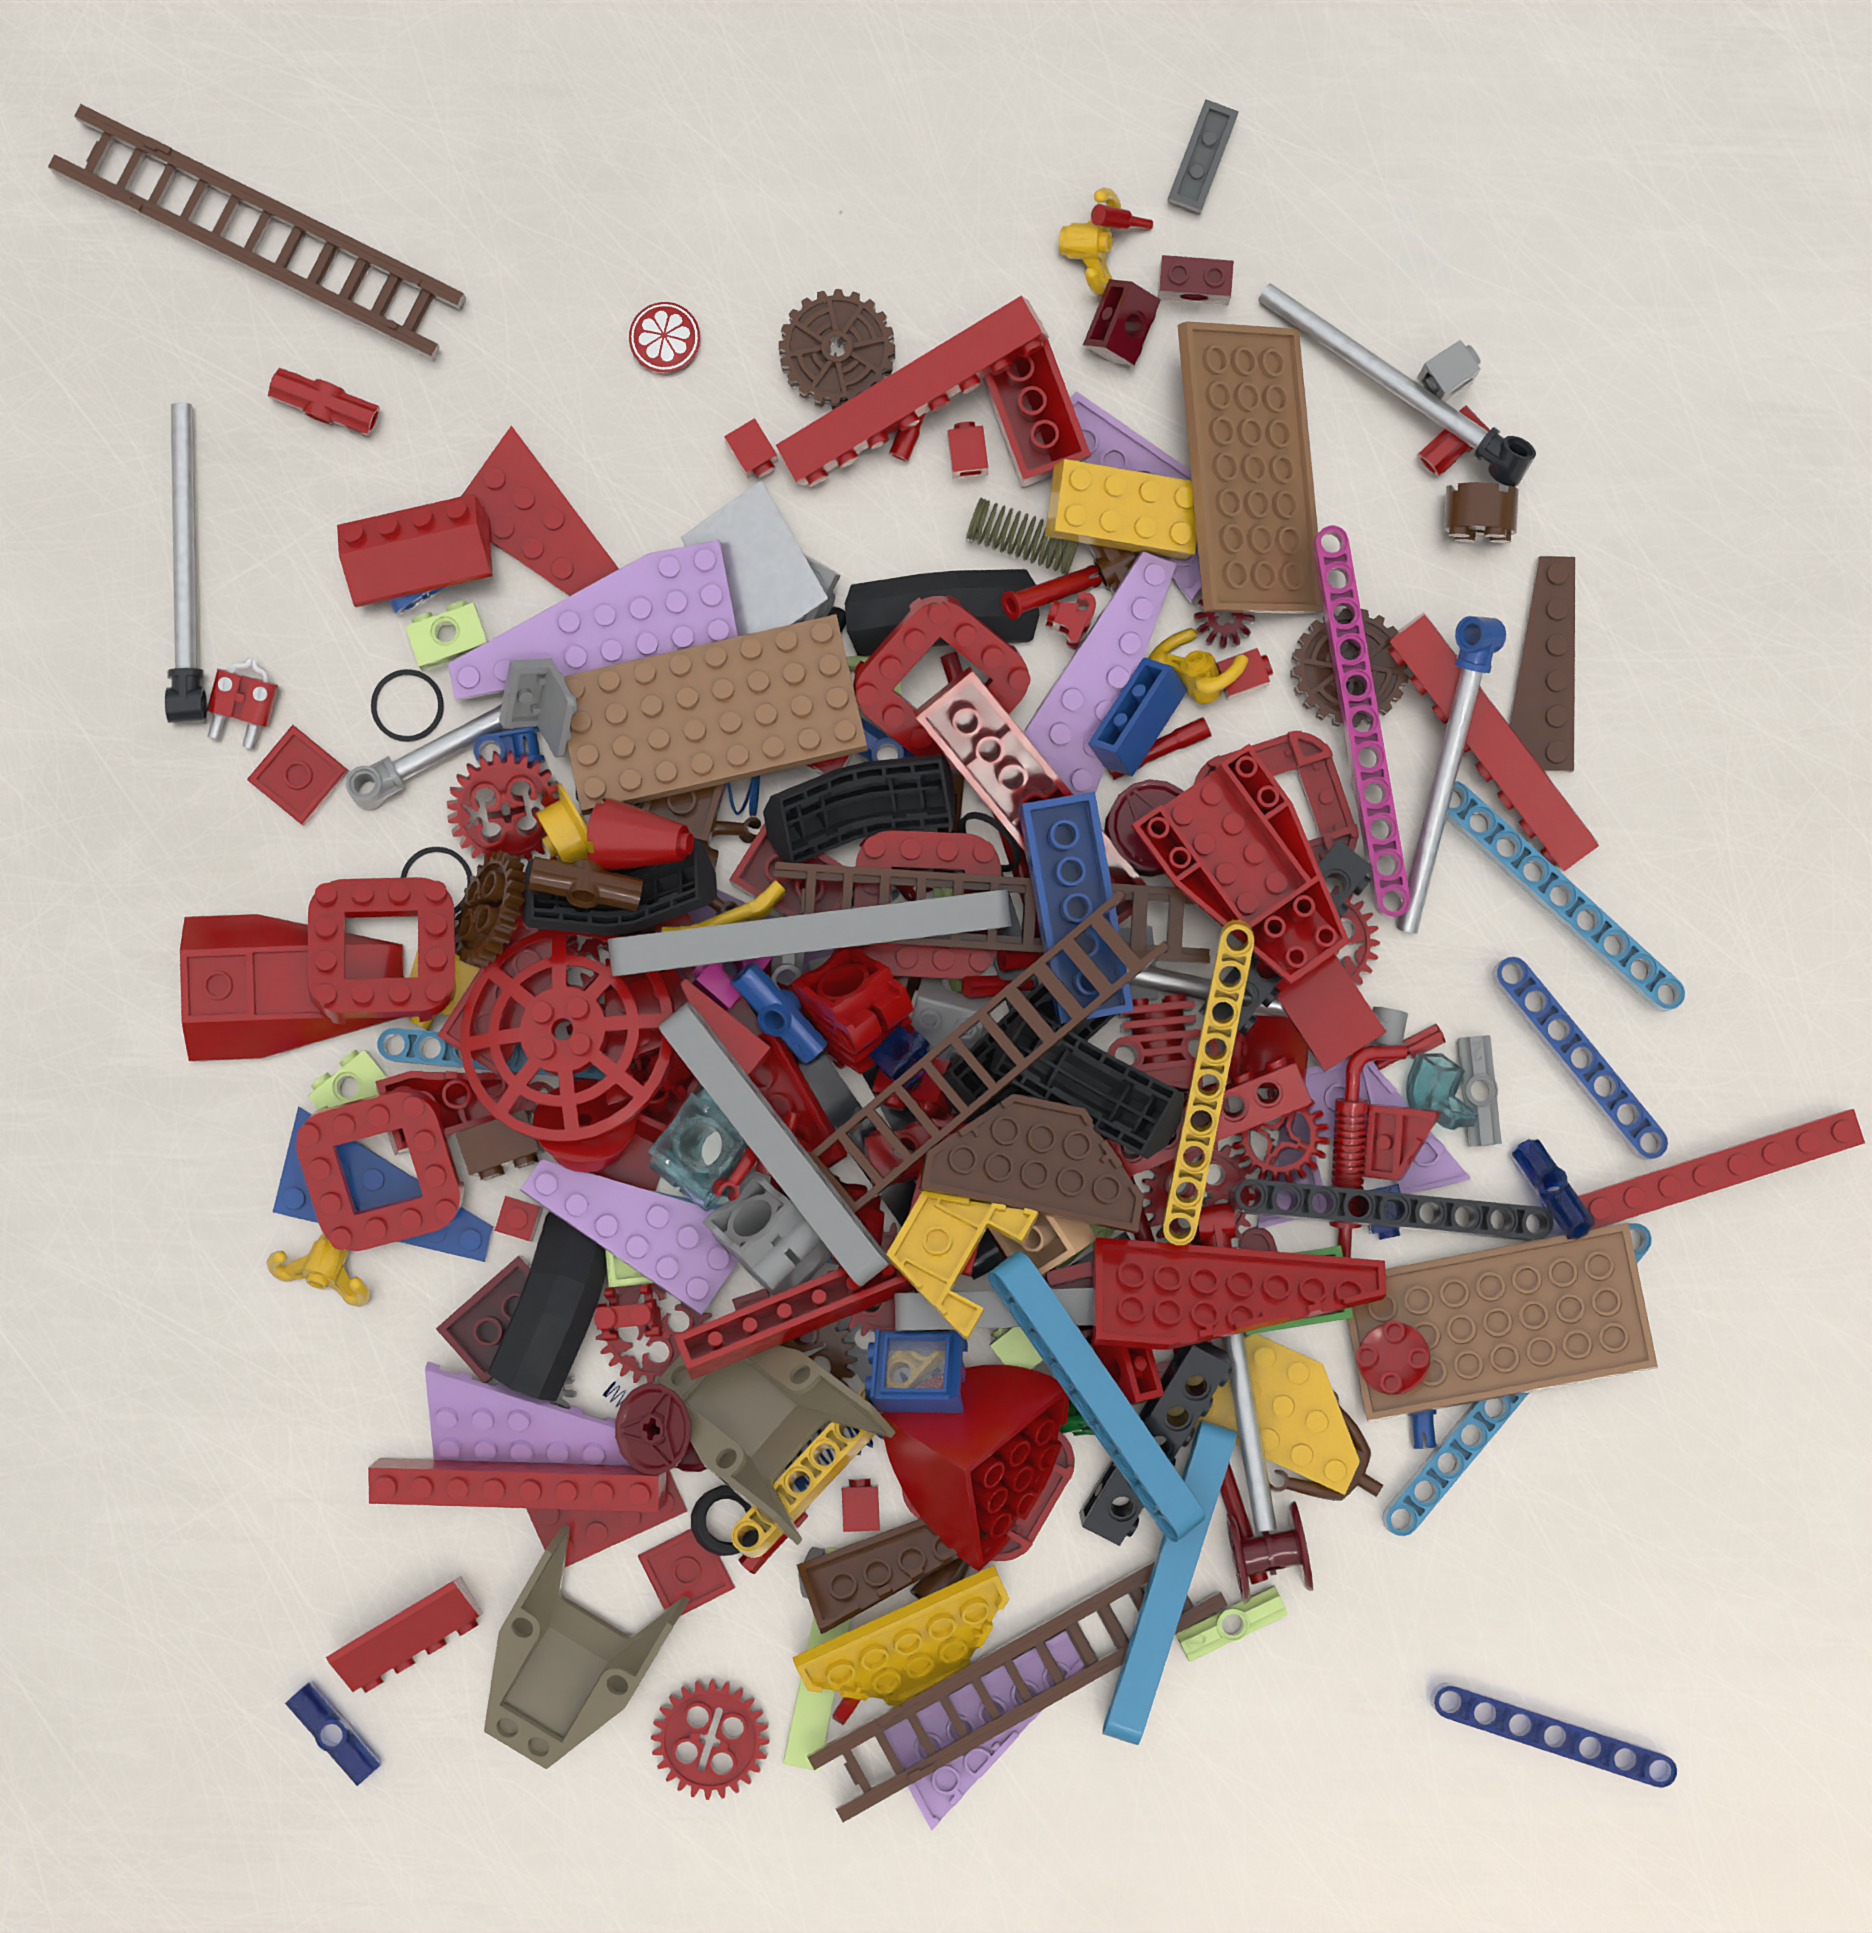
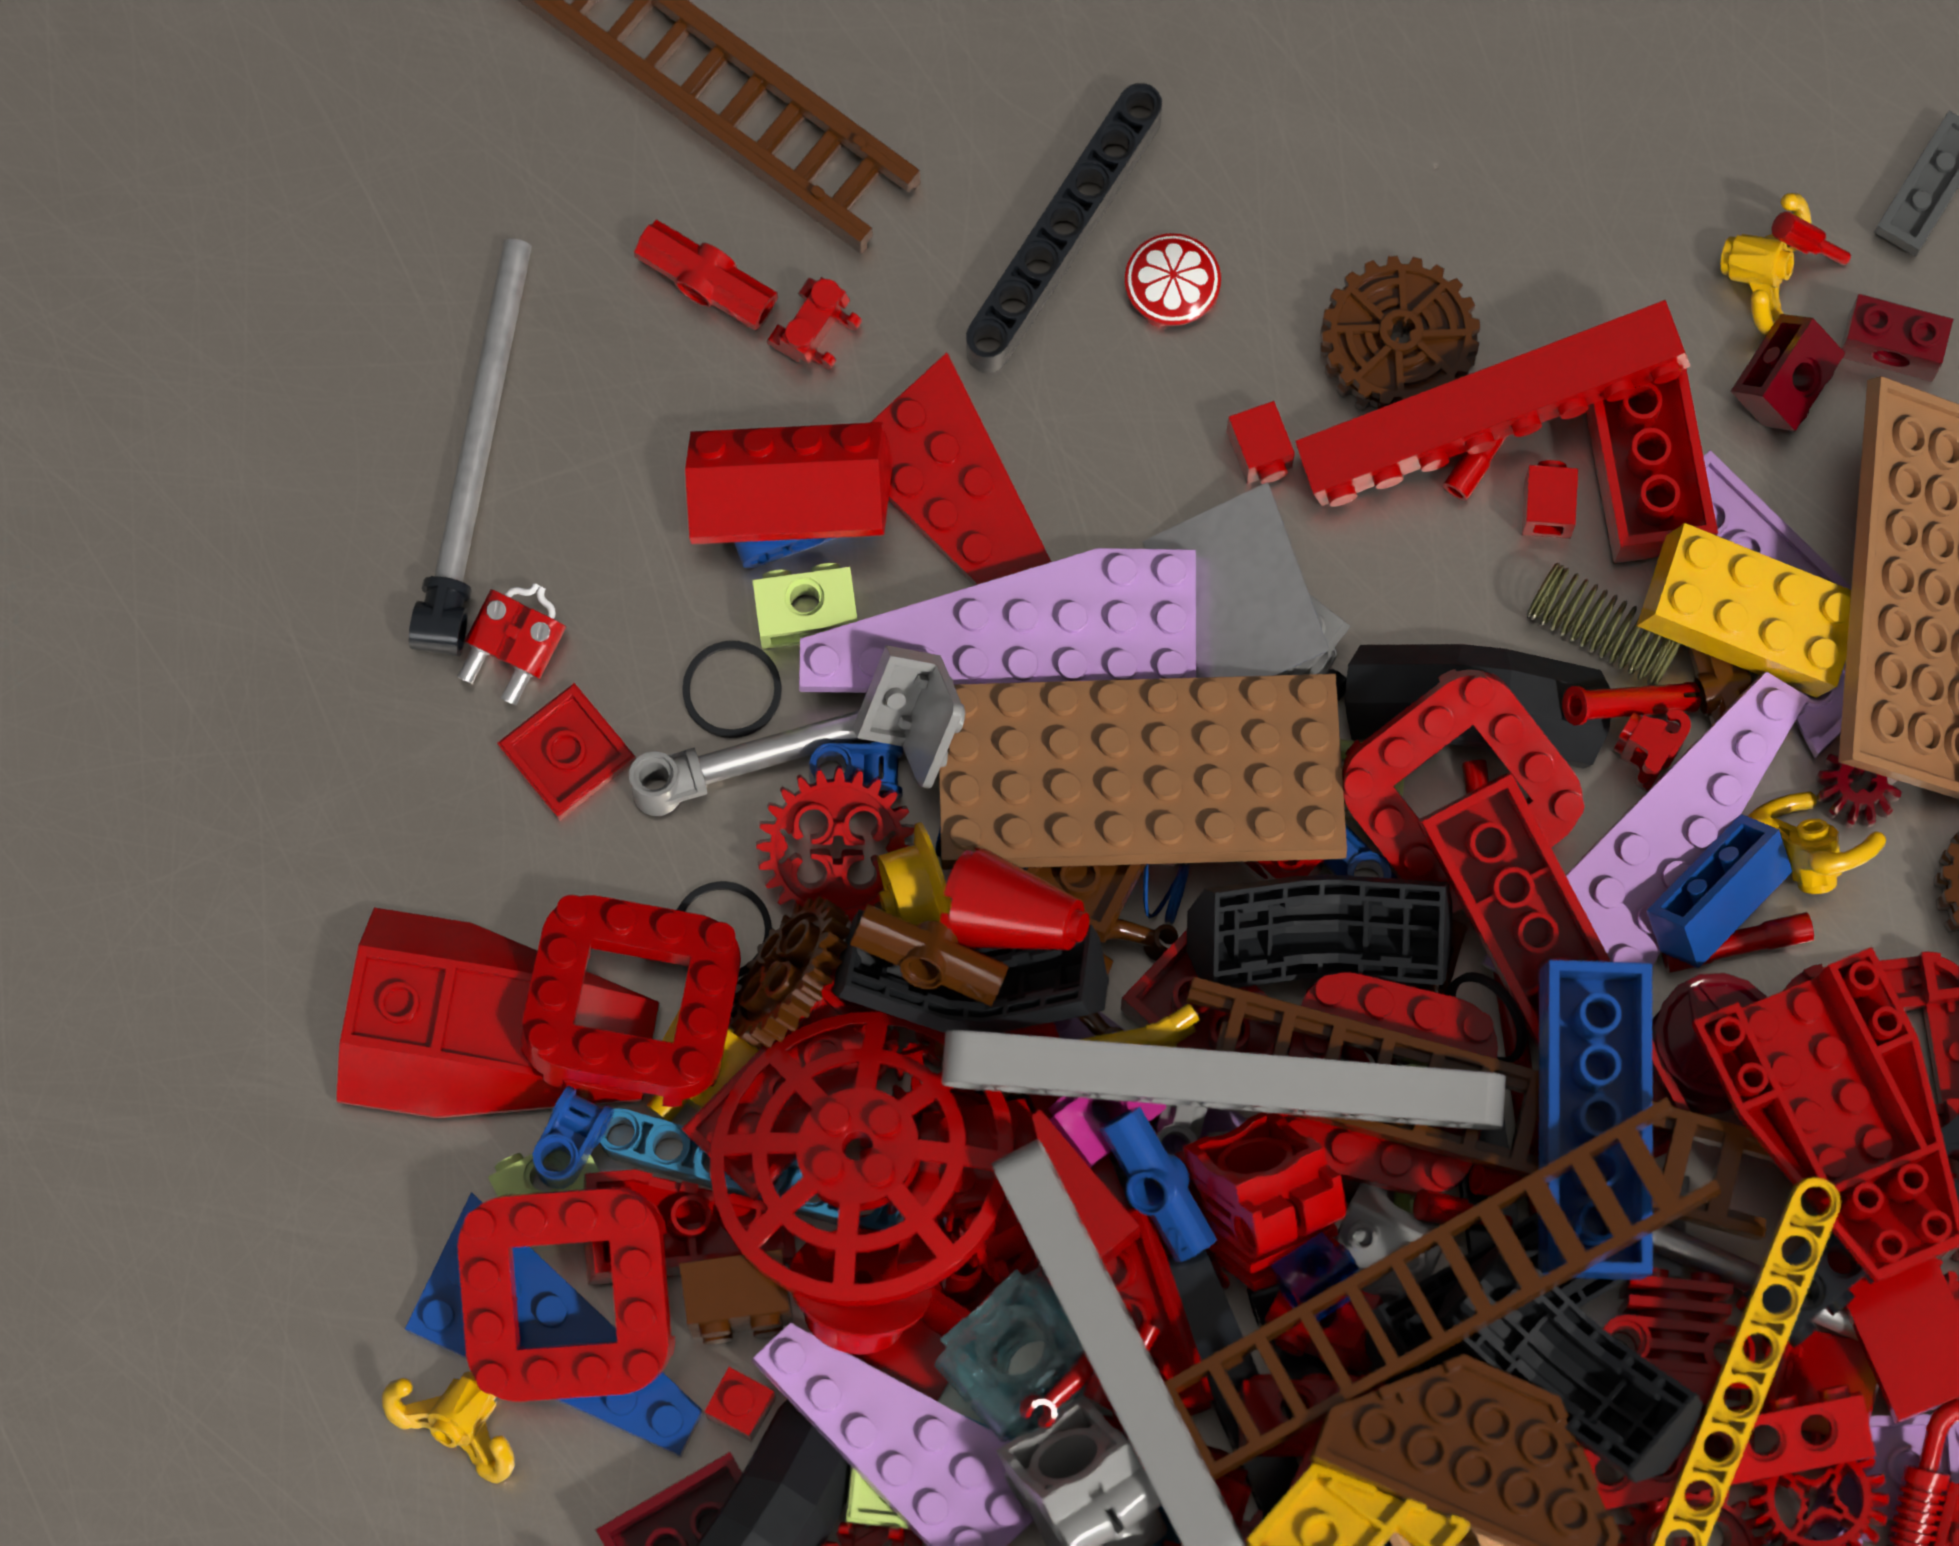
camera: 15 degrees right, 10 degrees down
(360, 1055) = (572, 1128): none -> blue piece
(409, 422) = (813, 323): none -> red piece
(576, 297) = (1071, 206): none -> black beam
(1253, 677) = (1882, 873): red brick -> none

